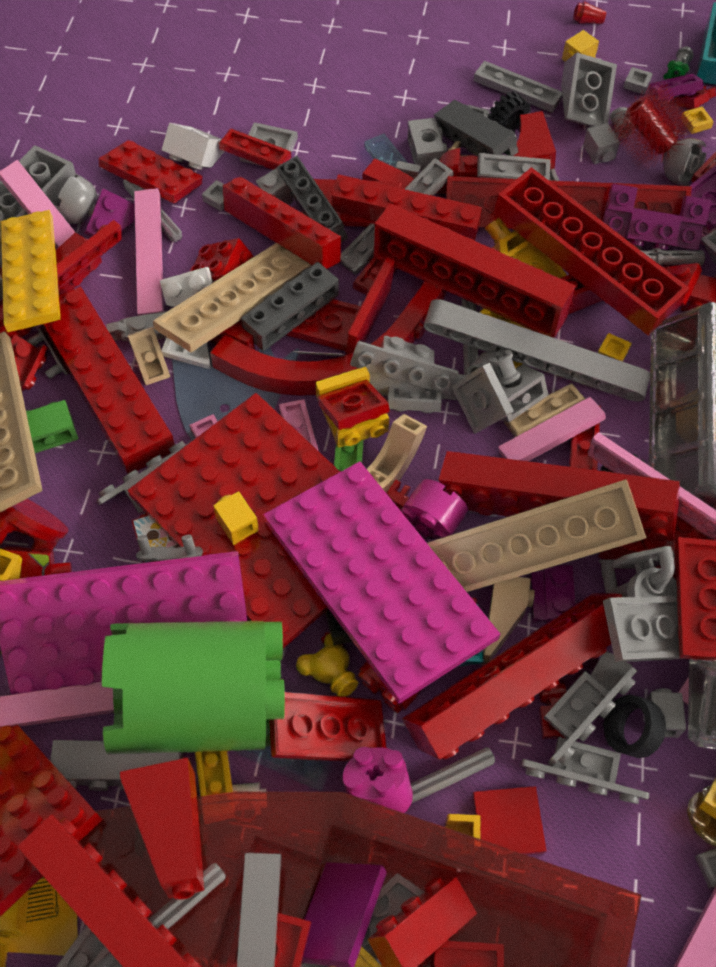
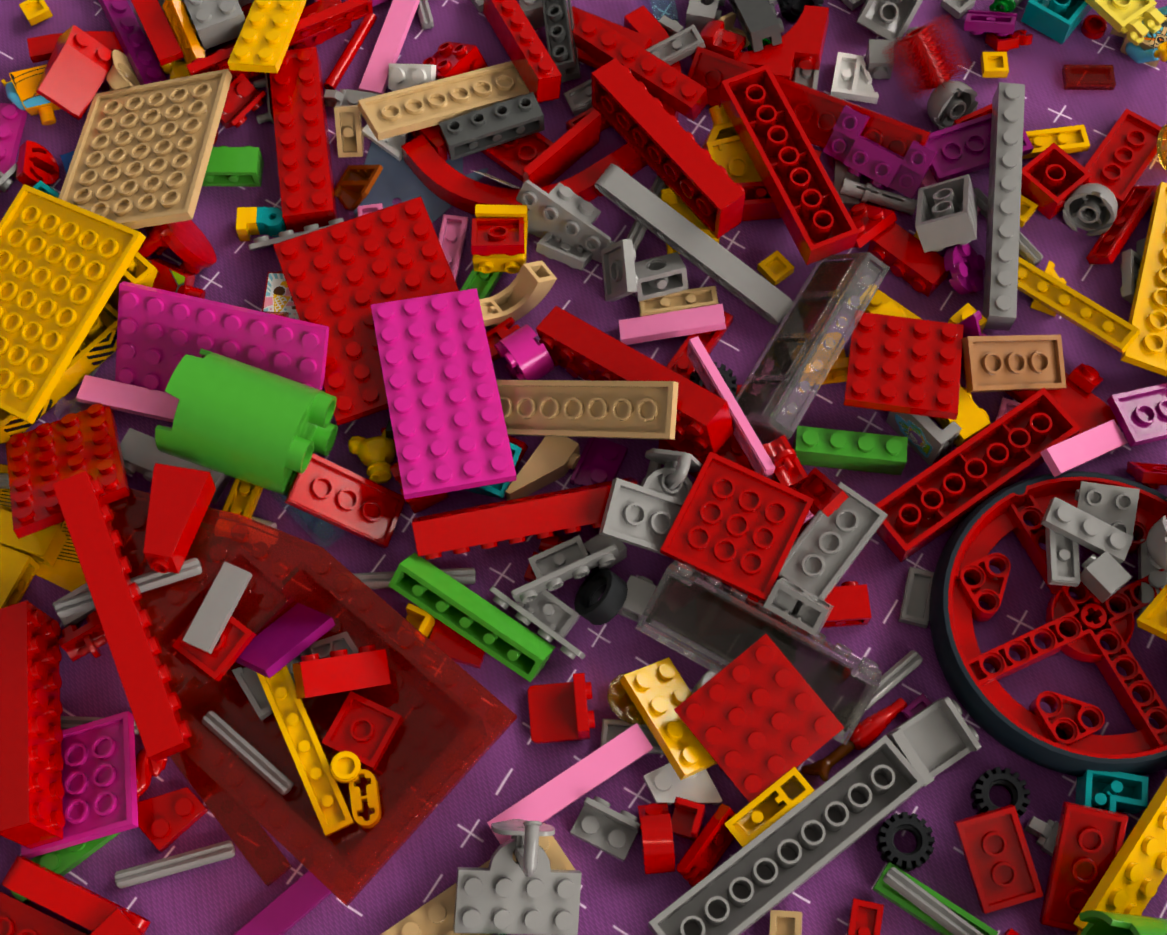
camera: 25 degrees right, 5 degrees up
(96, 473) = (259, 222): none -> leg
(112, 282) = (350, 51): none -> red piece
(162, 553) = (277, 308): light grey piece -> none
(180, 403) = (356, 184): none -> dark orange slope
(235, 517) = (346, 299): yellow brick -> none
(379, 777) = (367, 555): dark pink brick -> none
(501, 363) = (648, 246): light grey piece -> none
(510, 166) = (758, 54): light grey tile -> none
(520, 802) = (471, 616): none -> bright green brick
(586, 166) = (852, 79): none -> white wing
(656, 863) = (561, 711): none -> red bracket

